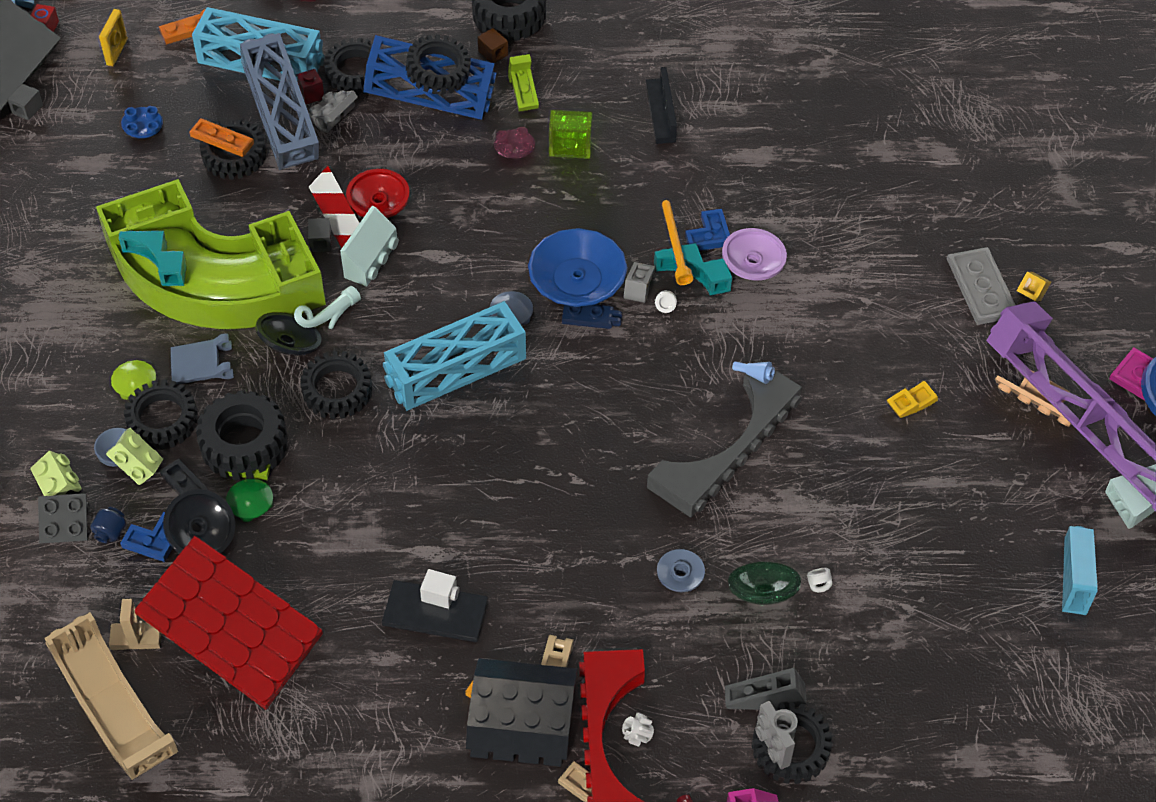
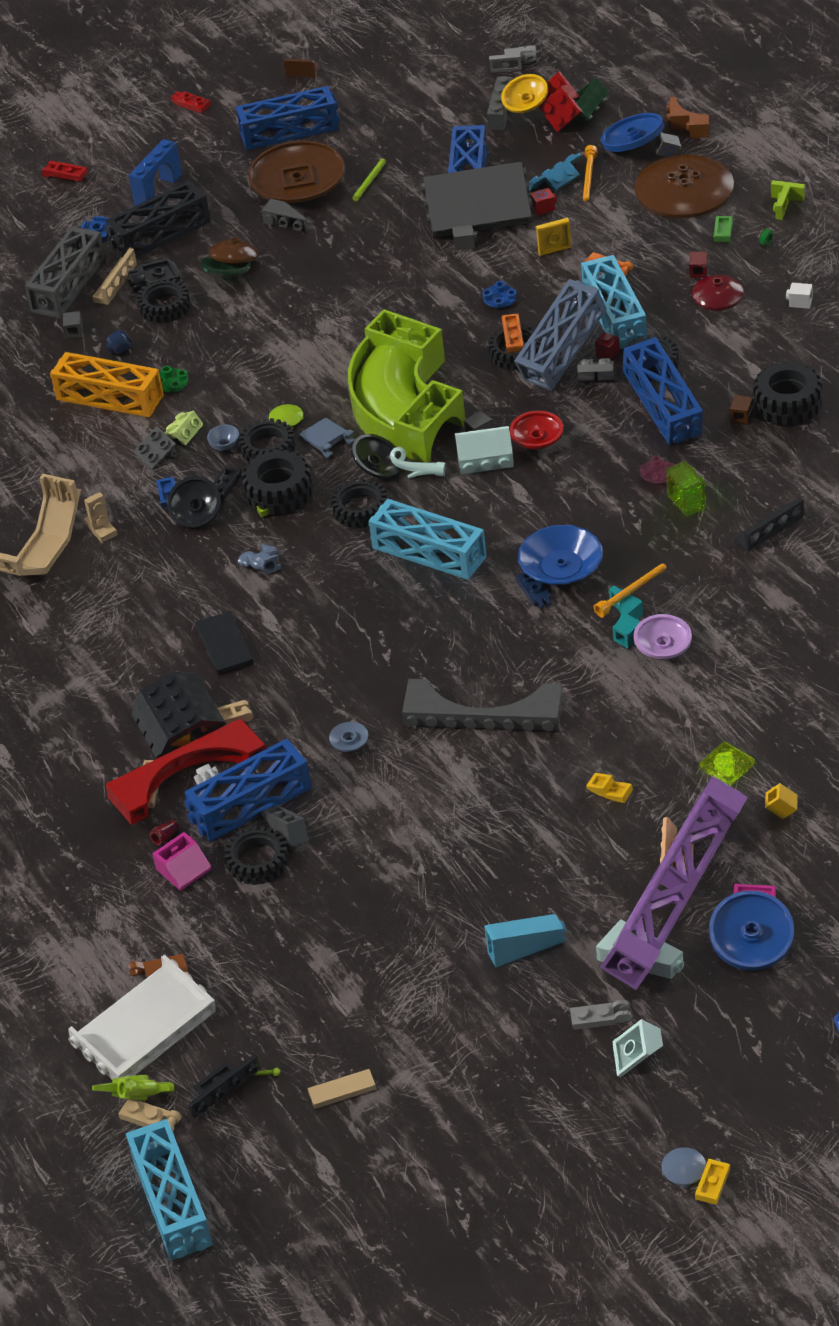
camera: 65 degrees right, 10 degrees down
(108, 525) = (164, 467): dark blue head -> none
(135, 456) = (221, 447): yellowish green bracket -> none
(153, 246) = (368, 365): teal arch -> none
(229, 622) = (130, 551): red piece -> none
(250, 499) = (238, 517): green dish -> none
(334, 206) = (516, 411): sticker -> none
(343, 511) = (263, 560): none -> sand blue animal
(433, 81) = (660, 396): black tyre -> none
(439, 589) = (234, 629): white brick -> none
(518, 303) = (502, 549): sand blue dish -> none
(522, 81) = (716, 441): lime bracket -> none
(638, 282) = (579, 593): light grey plate -> none
(665, 301) = (579, 617): white tile -> none
(701, 763) = (208, 812): none -> blue piece
(713, 233) = (677, 607): blue plate -> none
(761, 371) = (546, 687): light blue cone -> none
(764, 583) = (368, 778): clear green dish -> none
(778, 733) = (239, 830): light grey plate -> none
(820, 576) = (403, 807): white tile -> none
(944, 300) = (726, 763): none -> clear neon green tile
(980, 284) = (764, 773): light grey tile -> none

